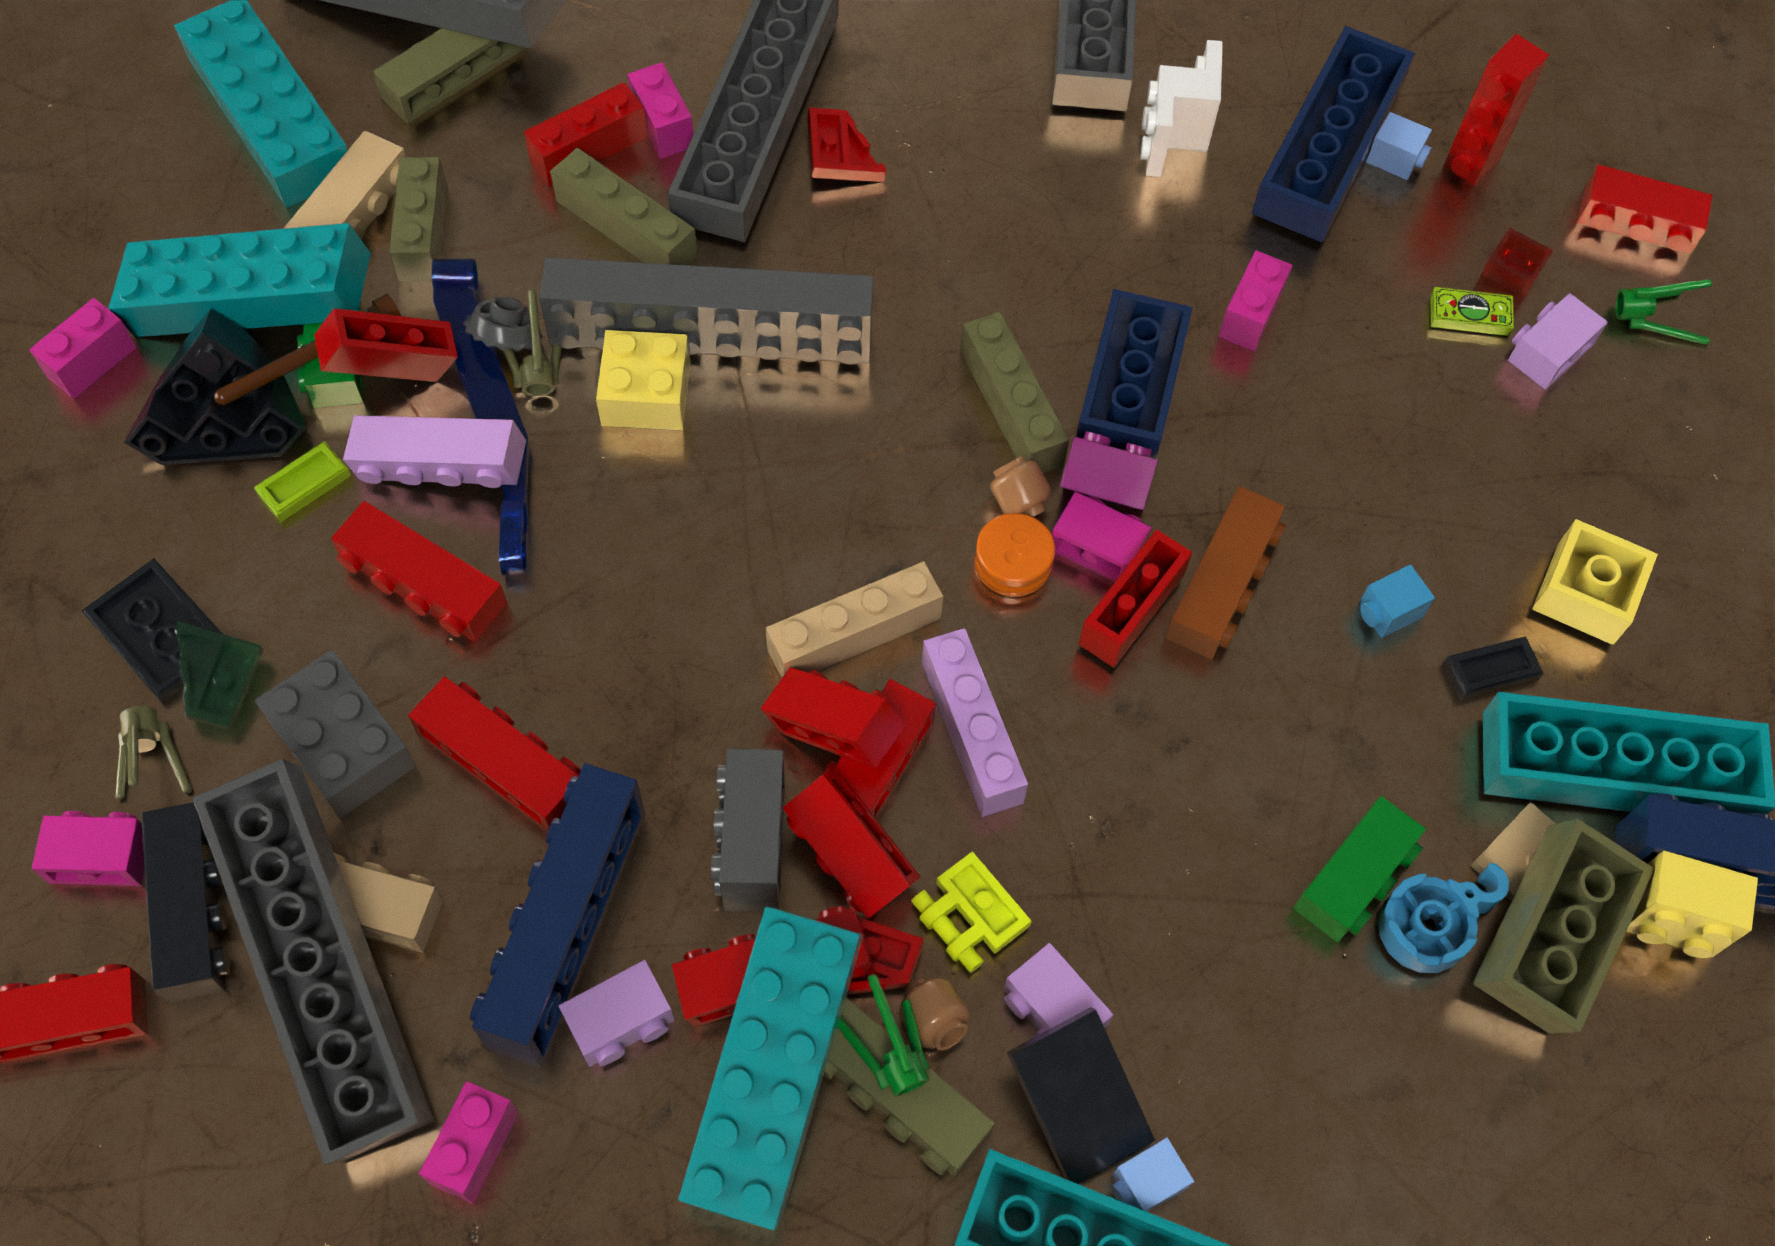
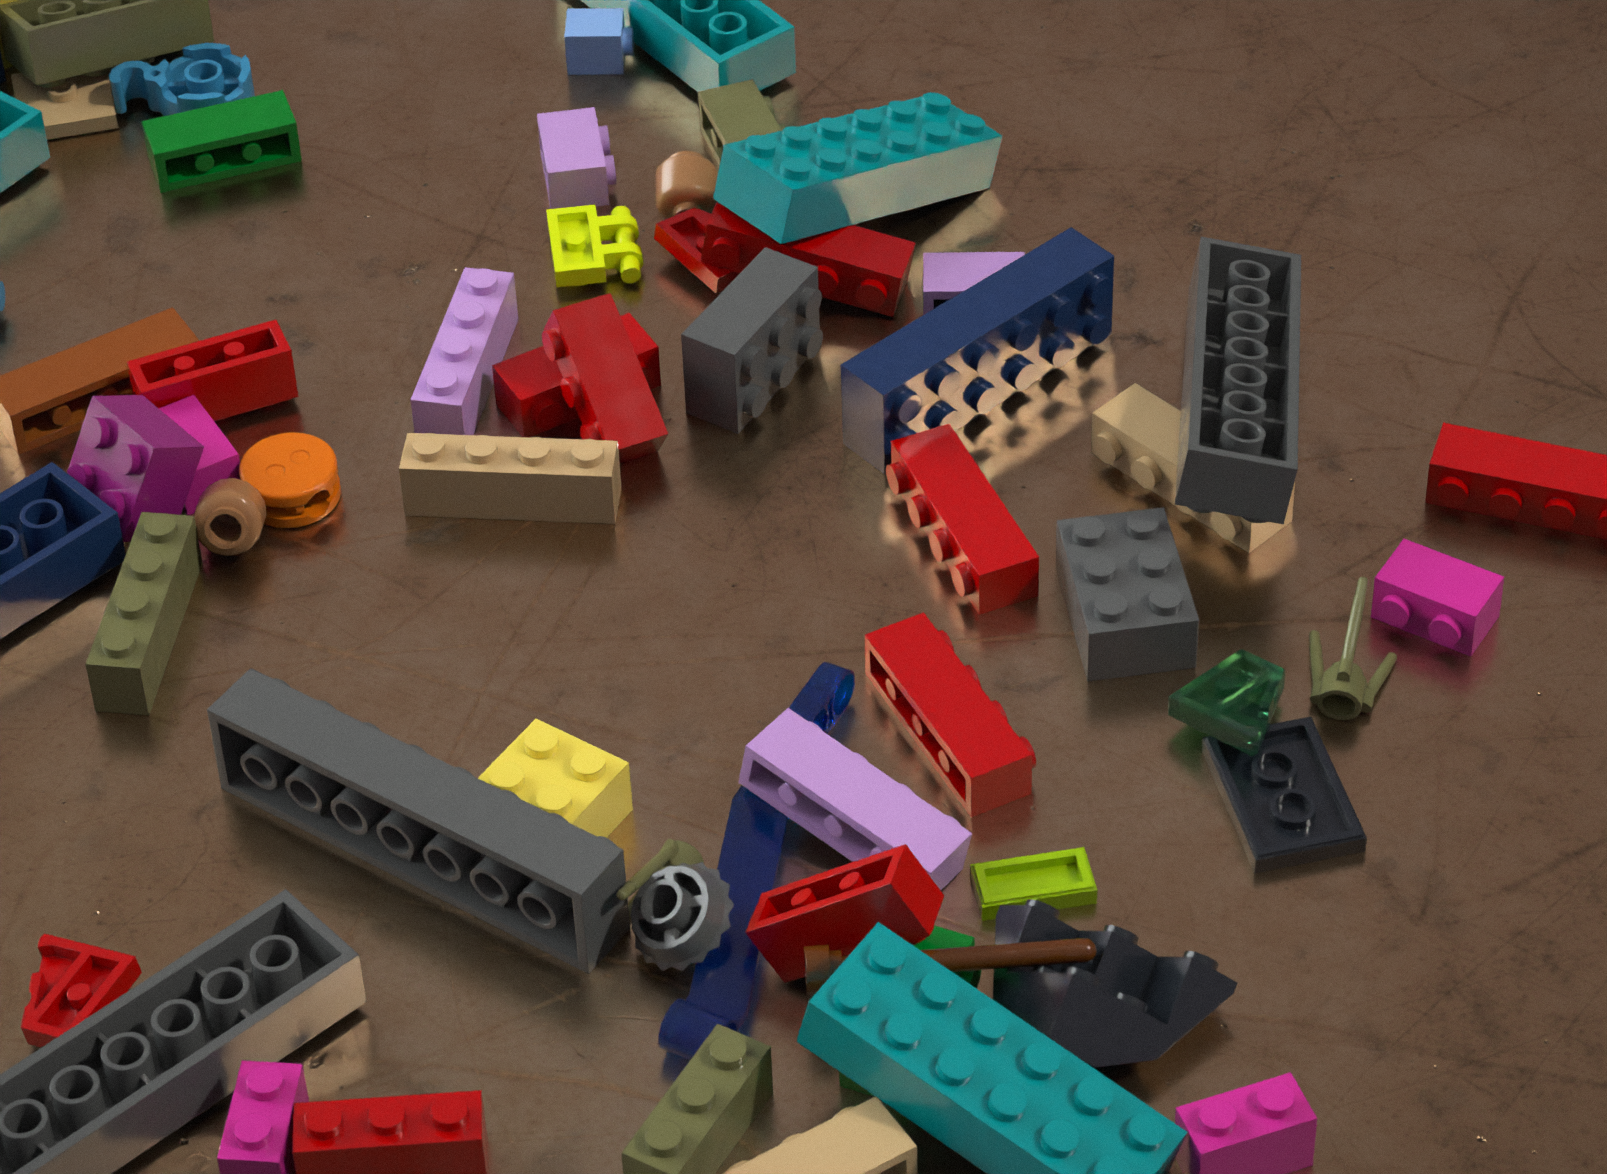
camera: 145 degrees left, 20 degrees down
(183, 906) = (1354, 520): black brick -> none
(469, 1142) = (1159, 253): dark pink brick -> none
(622, 211) = (421, 1000): olive brick -> none
(850, 843) = (662, 291): red brick -> none
(904, 1066) = (747, 120): green plant -> none
(1081, 1096) = (609, 89): black tile -> none

